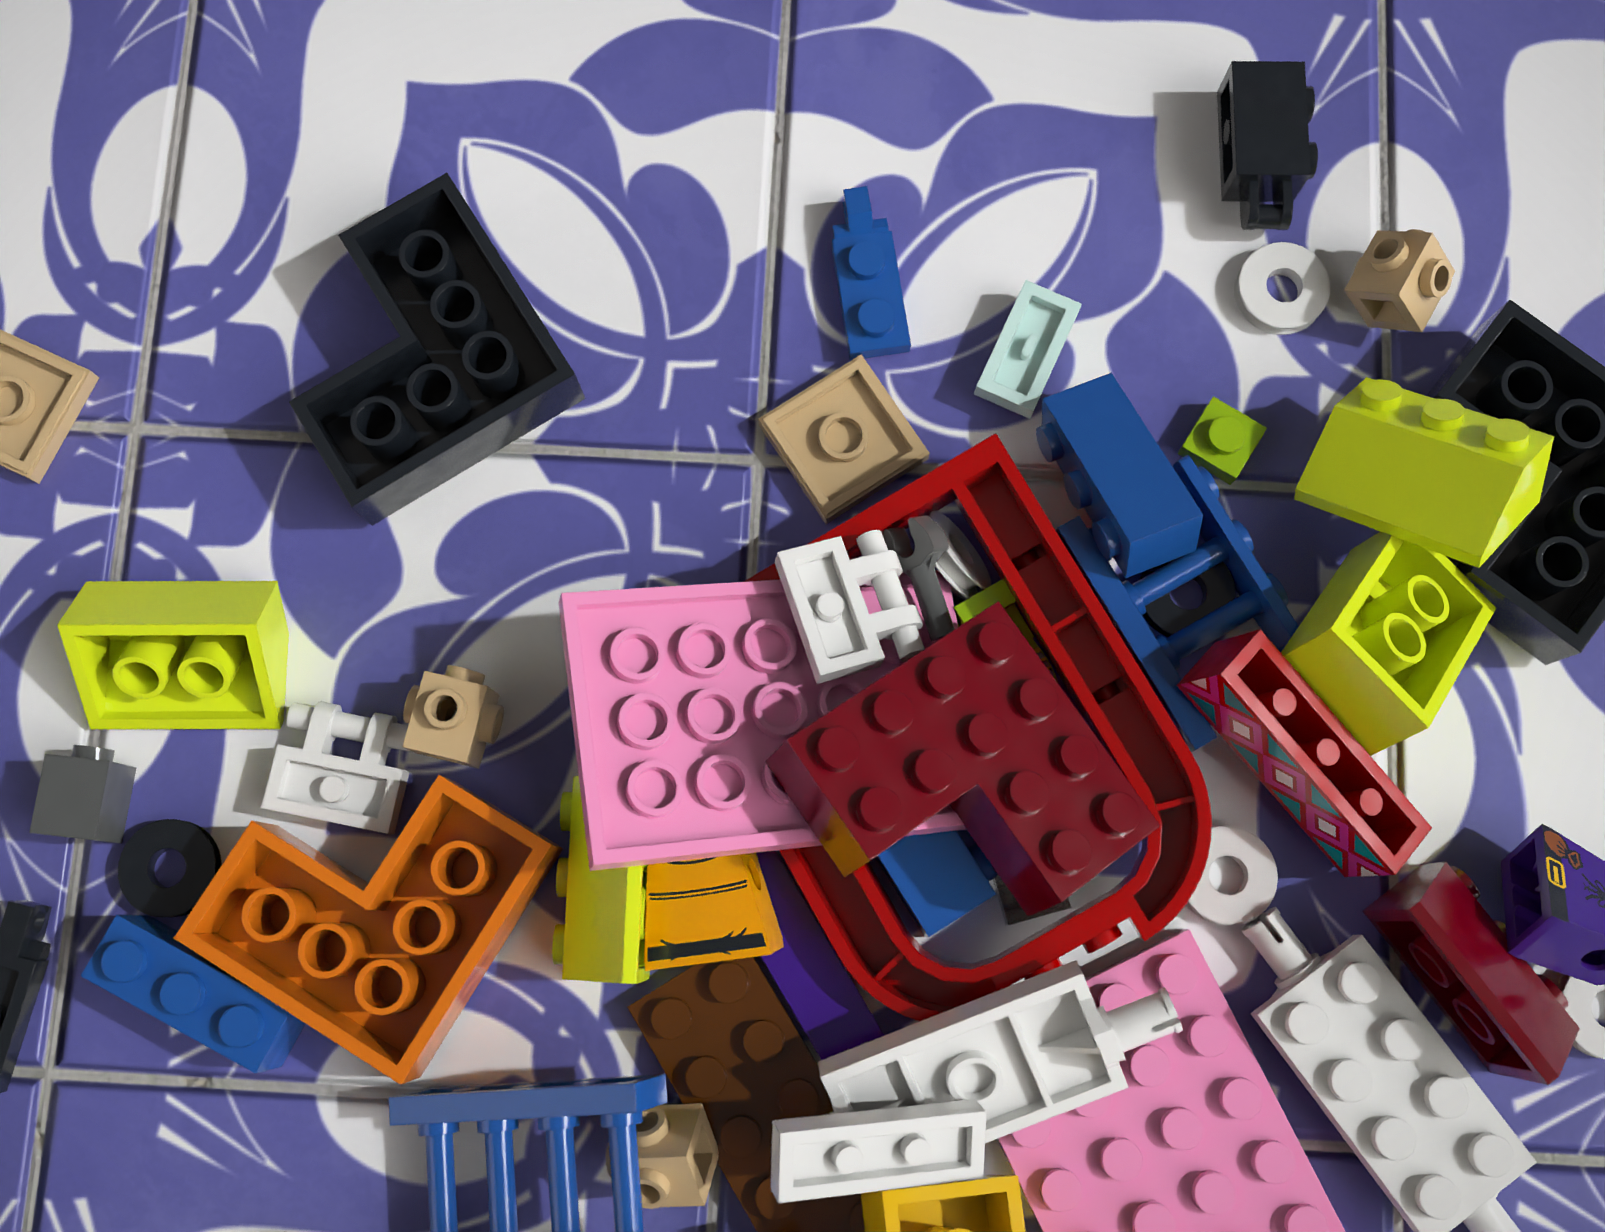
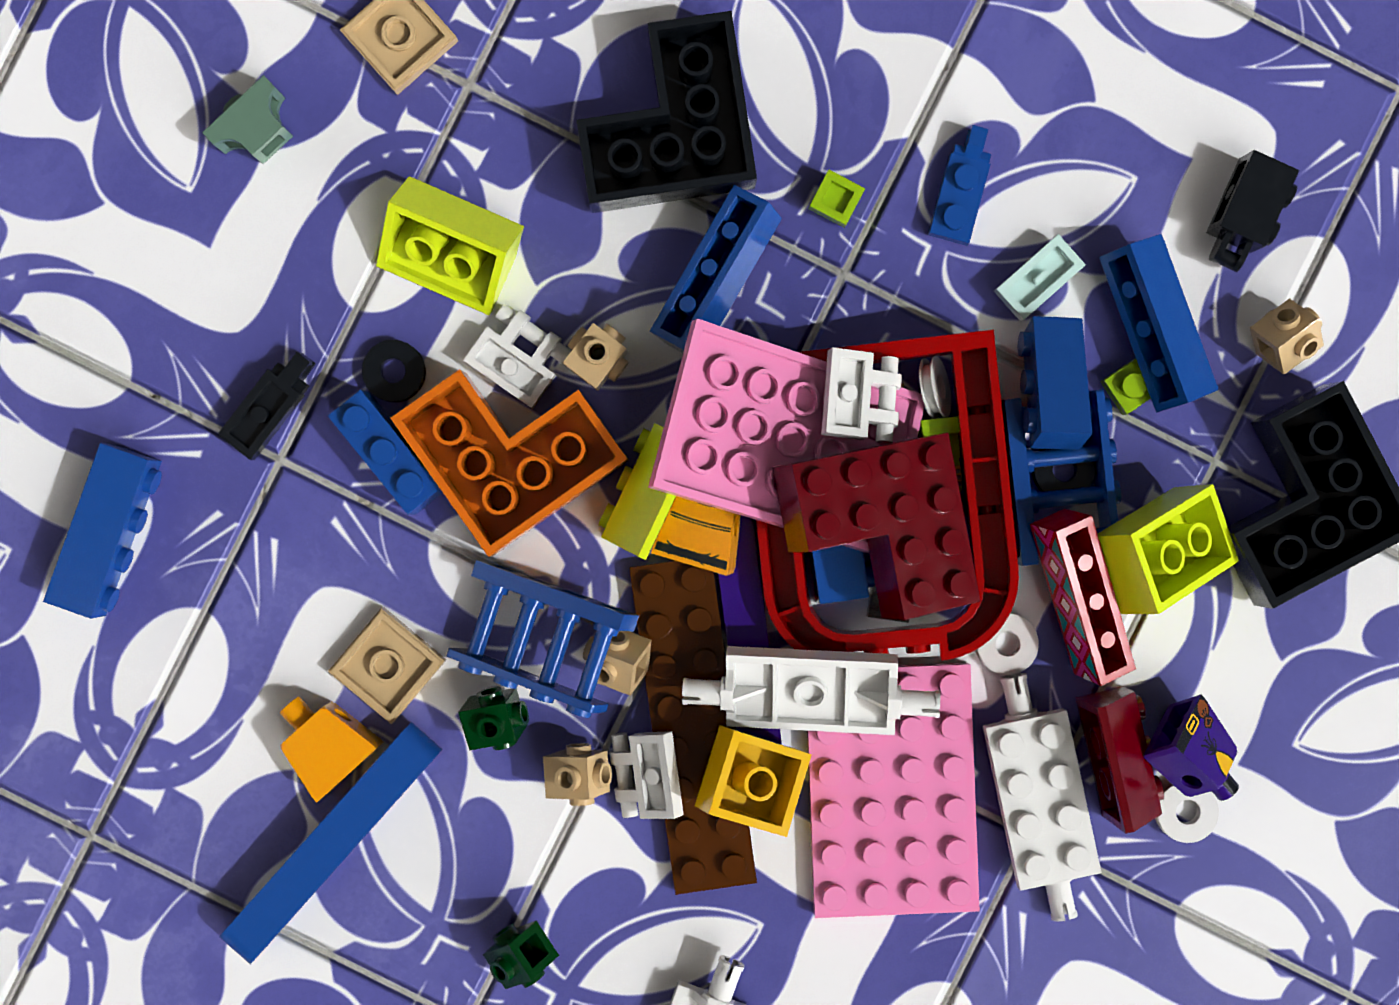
camera: 25 degrees right, 10 degrees up
(83, 795) = (361, 307): dark grey brick -> none
(574, 514) = (718, 266): none -> blue brick
(702, 362) = (836, 198): none -> lime plate
(843, 439) = (901, 284): tan tile -> none
(877, 1150) = (741, 707): white plate -> none
(920, 567) = (912, 388): dark grey bar -> none
(1218, 336) = (1158, 323): none -> blue brick
(1290, 261) = (1233, 299): white piece -> none
(1426, 470) = (1237, 462): neon yellow slope -> none

